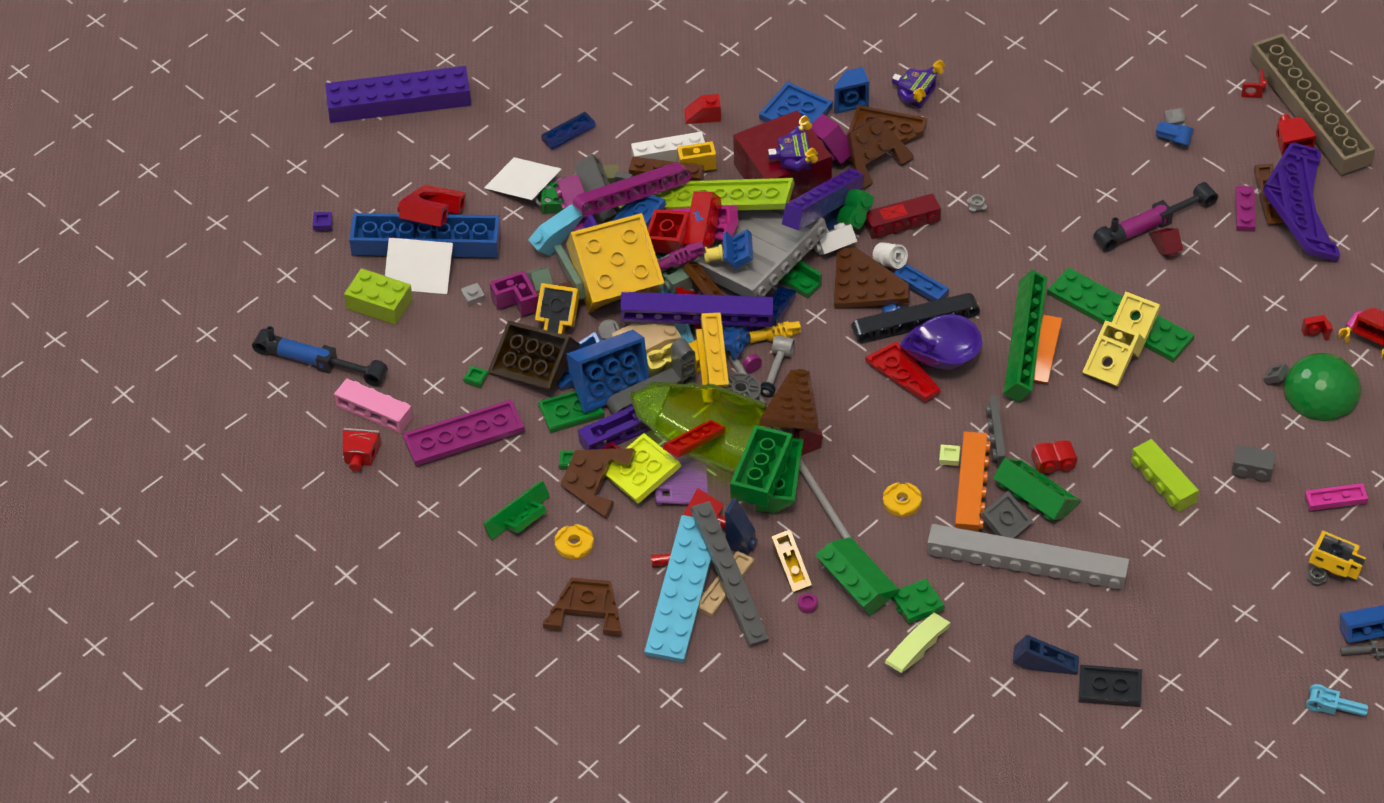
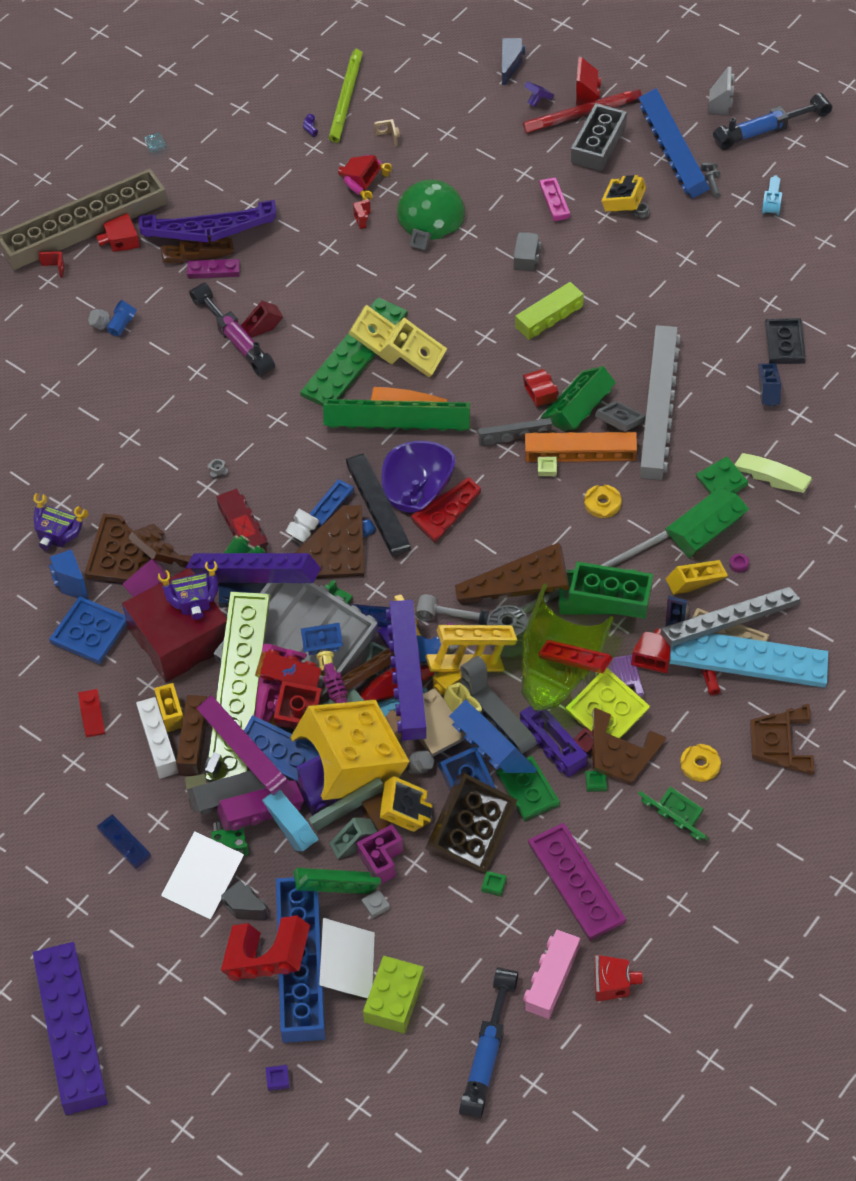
camera: 95 degrees left, 5 degrees up
(489, 250) = (335, 881): none -> green fence
(491, 202) = (243, 903): none -> dark grey slope

